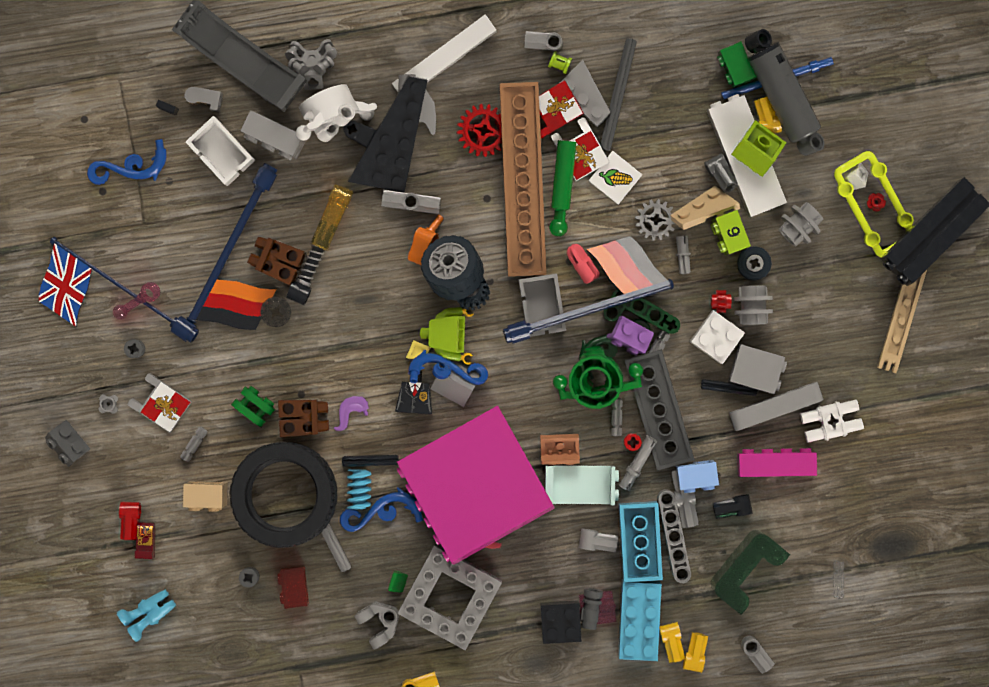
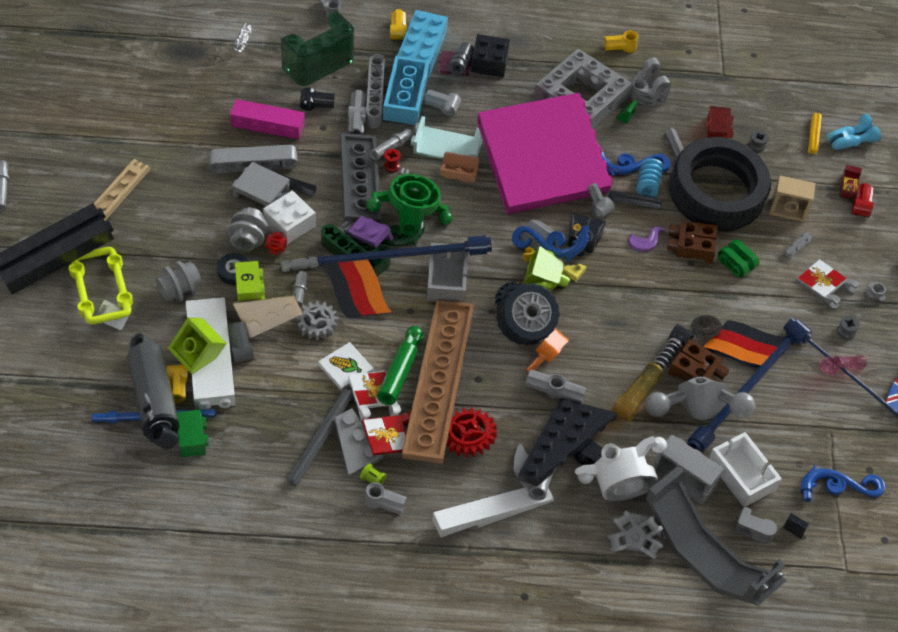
camera: 175 degrees left, 35 degrees down
(188, 607) = (814, 133): none -> yellow axle
(266, 217) = (701, 399): none -> light grey piece
(405, 439) = (601, 205): none -> light grey axle
(582, 263) = (399, 301): coral arm -> none
(692, 286) = (299, 264): none -> light grey axle
(695, 657) = (381, 14): yellow piece -> none
(697, 475) = (340, 117): light blue brick -> none
(839, 427) = (206, 138): white pin -> none
(871, 202) = (98, 295): red plate -> none

